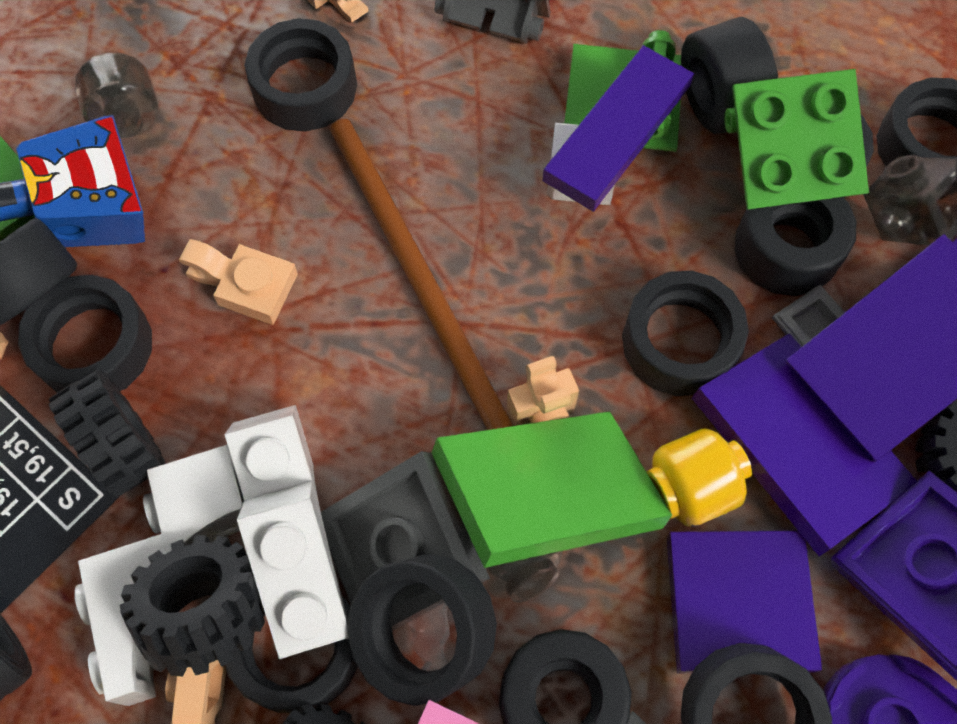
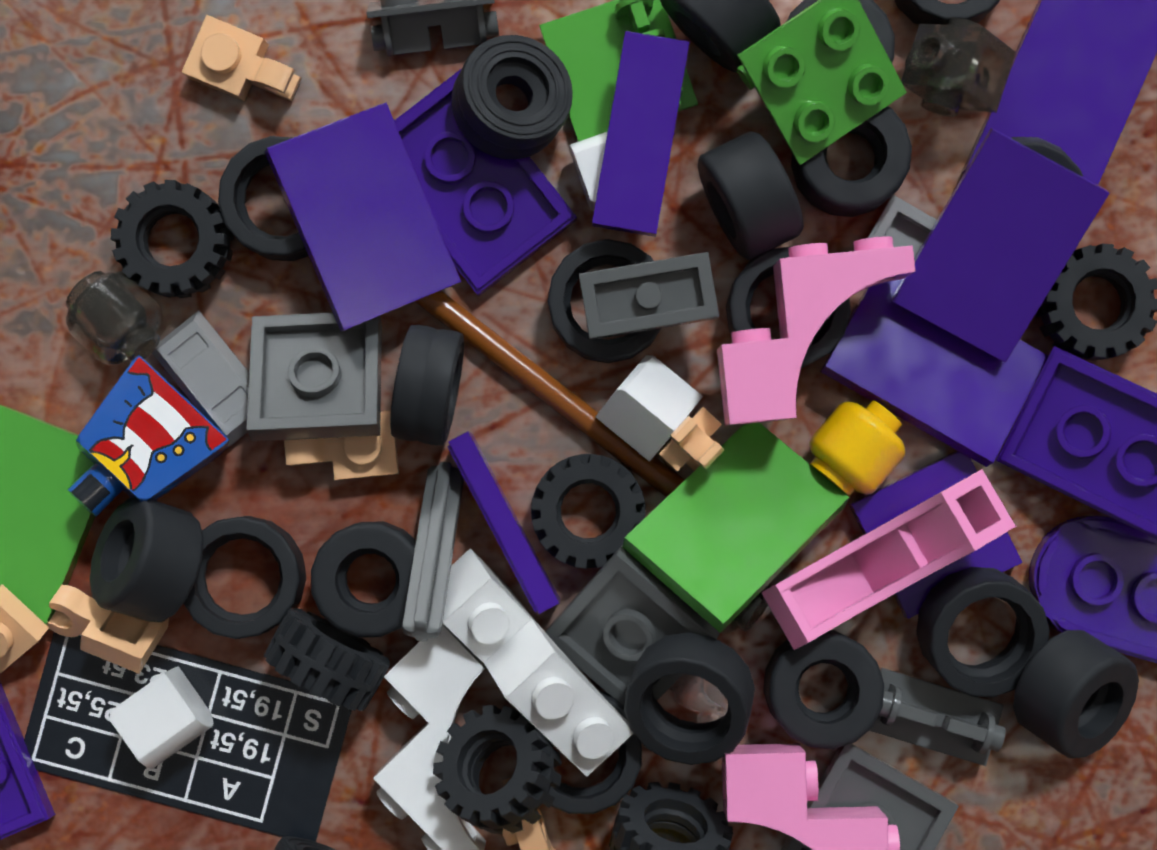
camera: 20 degrees left, 20 degrees up
(168, 183) = (207, 374): none -> light grey tile
(169, 361) = (330, 578): none -> black tyre
(189, 42) = (140, 217): none -> black tyre
(245, 204) = (313, 378): none -> plate
(254, 384) = (433, 552): none -> axle
(333, 245) = (427, 385): none -> black tyre
(337, 397) = (503, 522): none -> dark purple tile
(355, 100) = (362, 216): none -> dark purple tile
(405, 388) = (549, 497): none -> black tyre
(459, 132) = (486, 206): none -> dark purple tile
(509, 344) = (648, 406): none -> white piece
(536, 219) = (559, 297): none -> black tyre
(539, 52) = (533, 70): none -> black tyre
(564, 250) = (649, 296): none -> dark grey plate
(660, 596) = (888, 559): none -> bright pink arch
(693, 218) = (750, 195): none -> black tyre
(718, 307) = (763, 373): none -> bright pink arch

